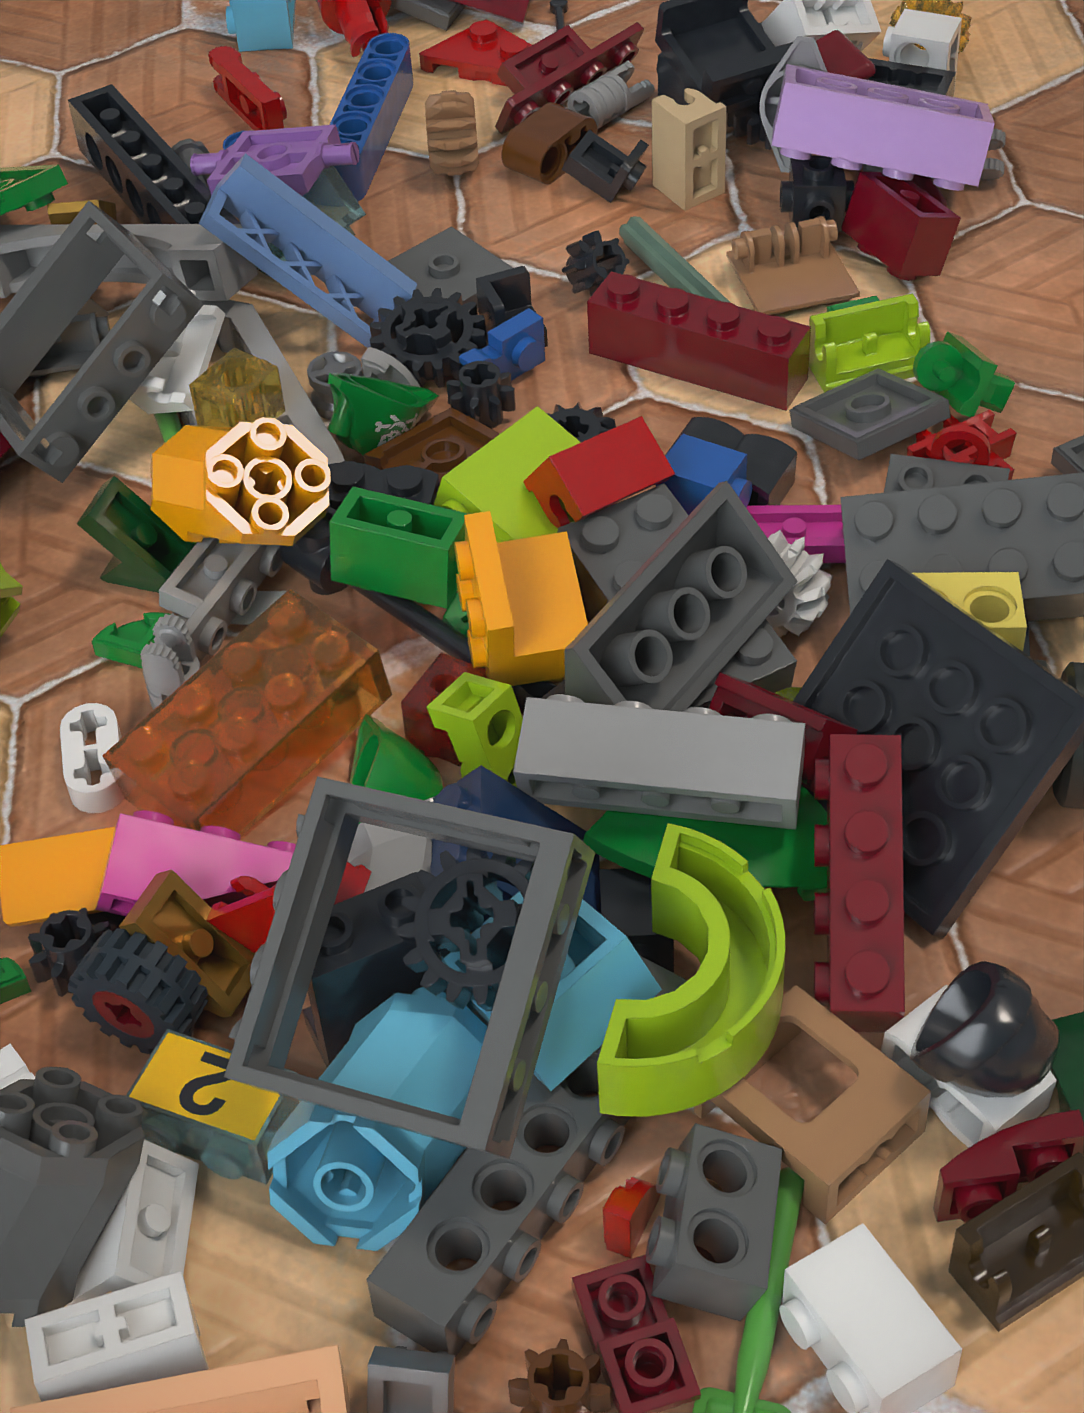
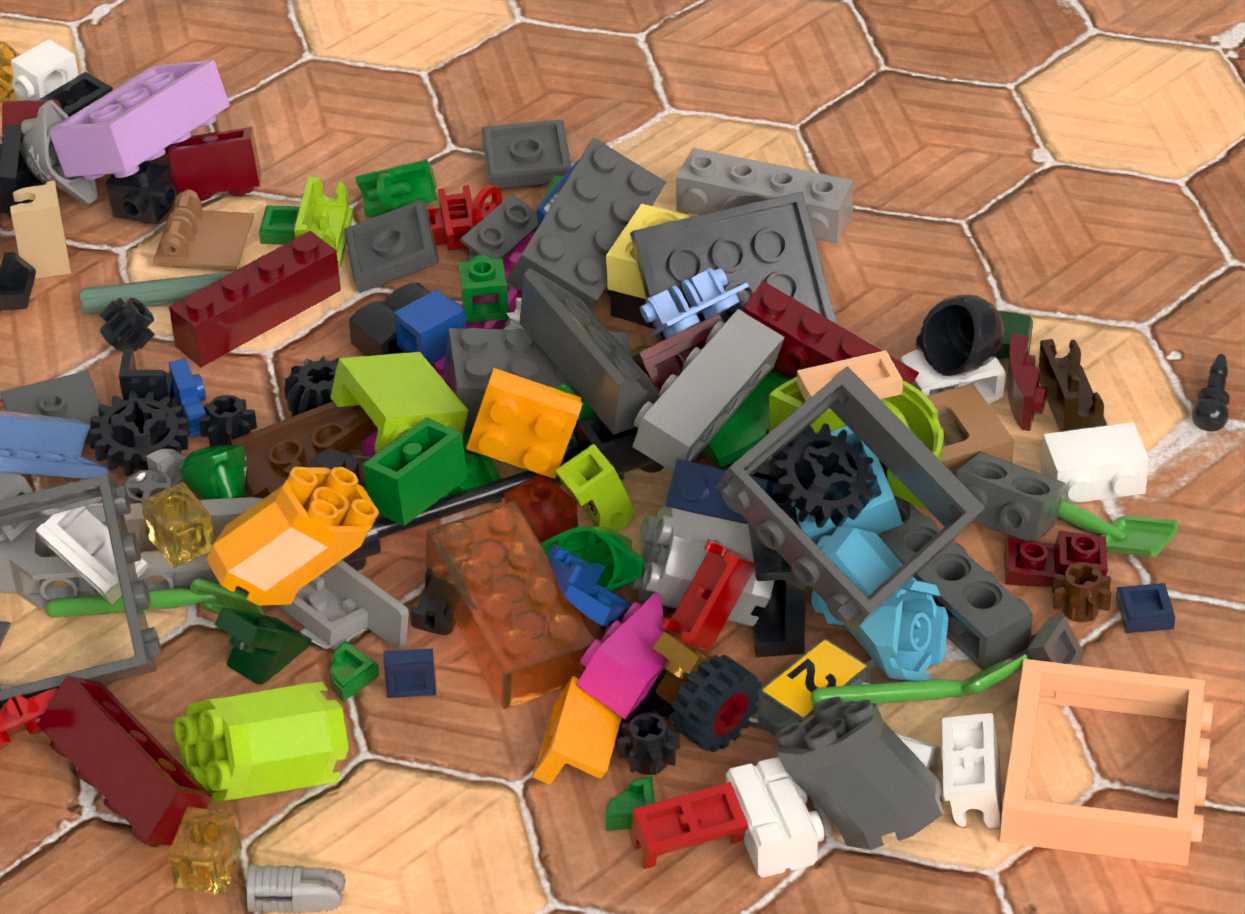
camera: 70 degrees left, 5 degrees down
(81, 759) = (461, 712): white beam -> none
(125, 683) = (410, 673): none -> dark blue tile
(166, 657) = (431, 631): light grey hinge -> none
(273, 782) = (579, 585): none -> blue slope
(300, 1301) = (923, 689): none -> bright green piece
(599, 472) = (424, 347): red hinge -> none
(628, 1214) = (980, 538): red tile -> none
(712, 898) = (873, 369): none -> light nougat plate
(805, 503) = (479, 278): none -> green brick
(826, 684) = (704, 296): none -> light blue hinge

